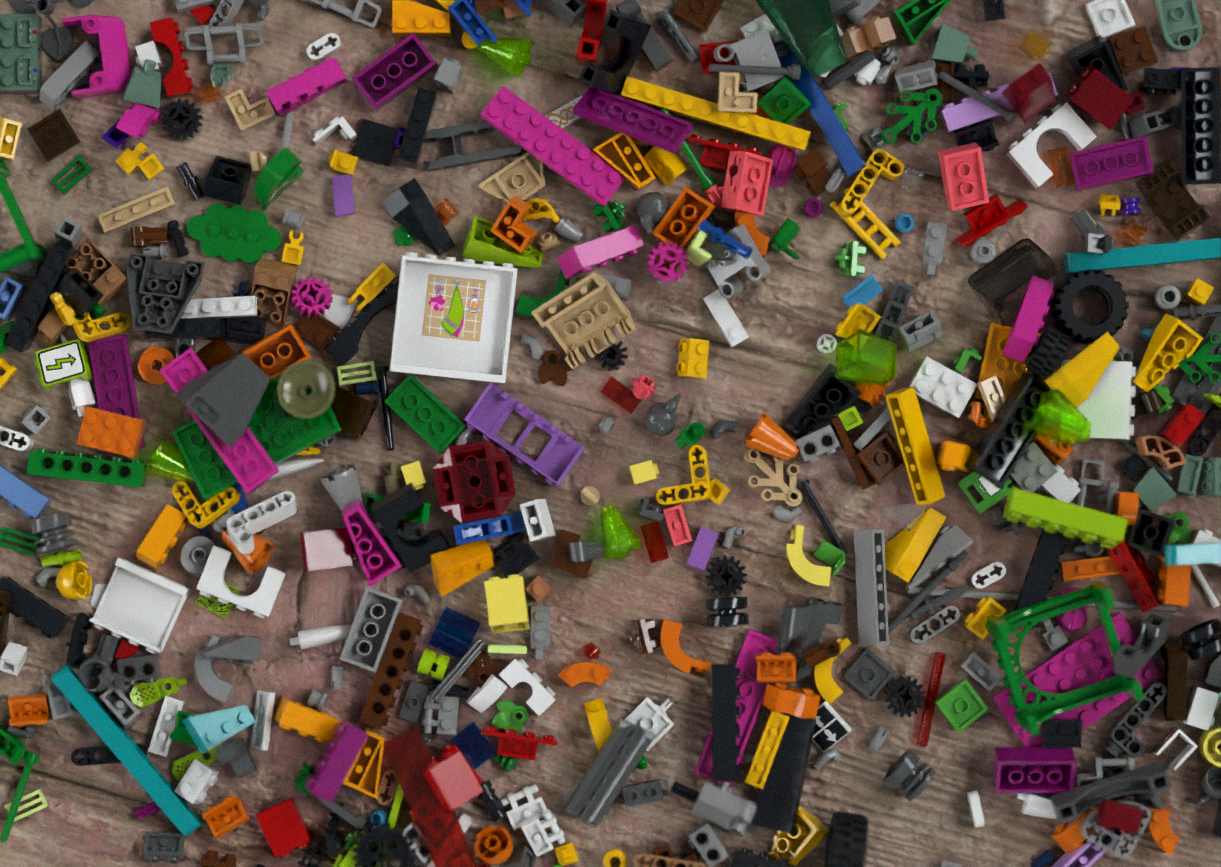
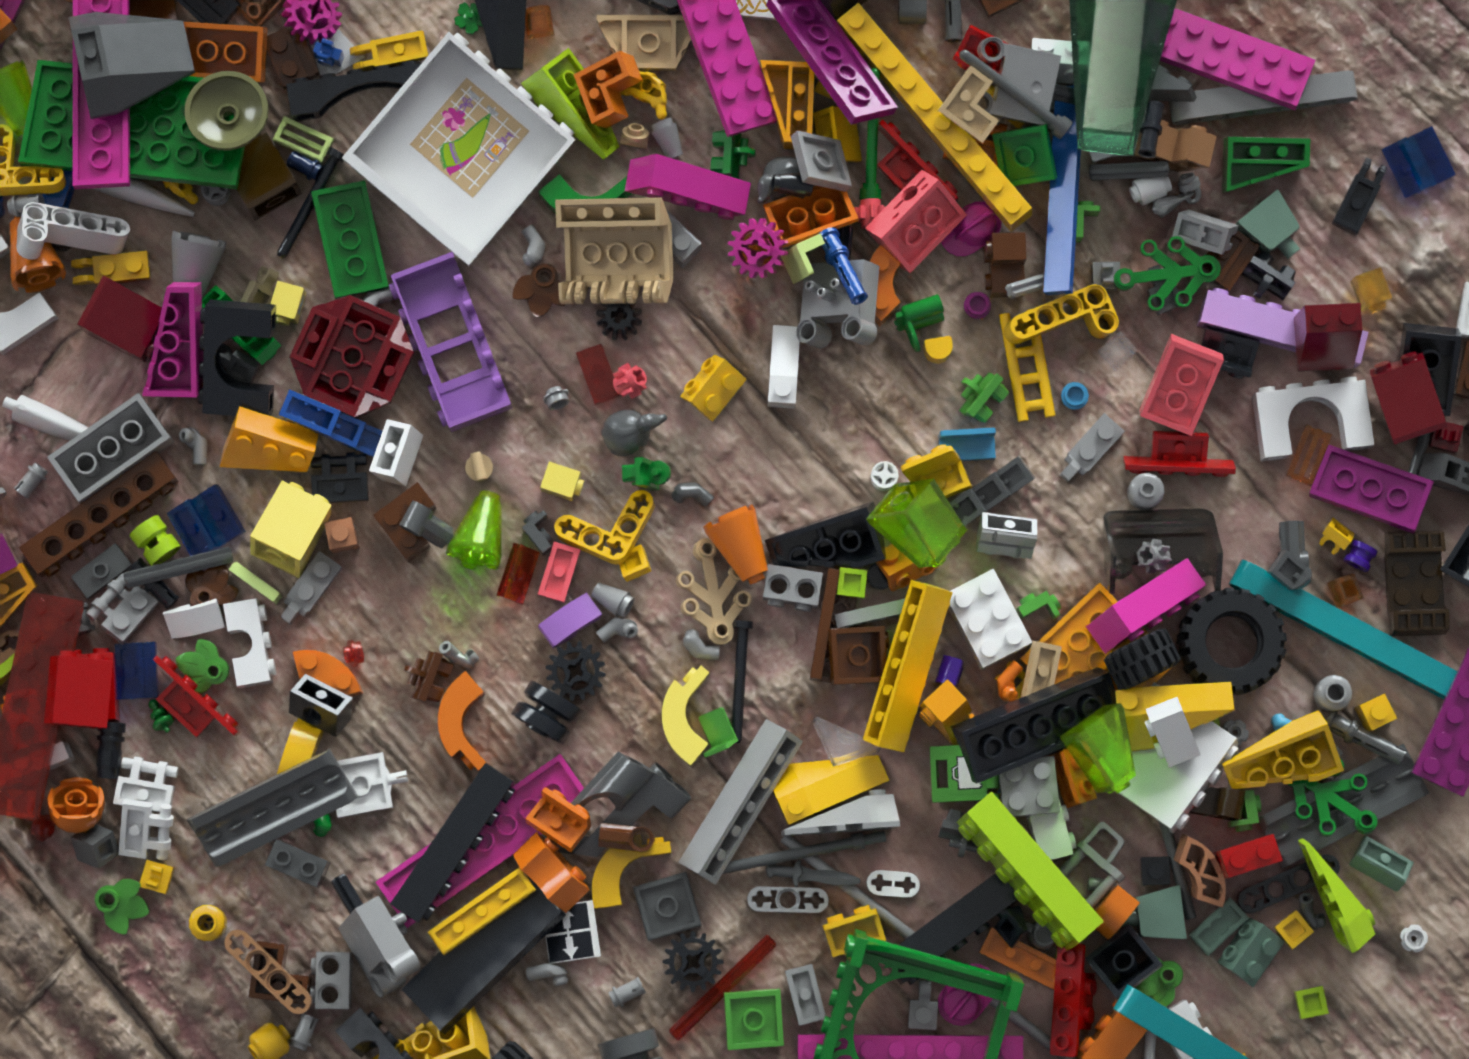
camera: 30 degrees right, 5 degrees down
(299, 522) = (117, 267): none -> yellow hinge
(337, 314) = (328, 54): none -> blue plate
(595, 695) = (320, 705): none -> black brick
(653, 613) = (454, 655): none -> light grey arm
(663, 209) = (791, 185): none -> black cone
(669, 185) = (821, 161): none -> light grey plate
(719, 520) = (614, 599): none -> light grey cone
(808, 249) = (938, 349): none -> yellow brick
(849, 39) = (1151, 129): none -> black pin
(939, 432) = (950, 669): none -> dark purple brick
(977, 96) = (1262, 302): dark grey bar -> none
(1012, 286) = (1153, 556): none -> light grey gear
(1073, 554) = (1011, 926): none -> black slope
(1094, 384) = (1172, 731): none -> white piece

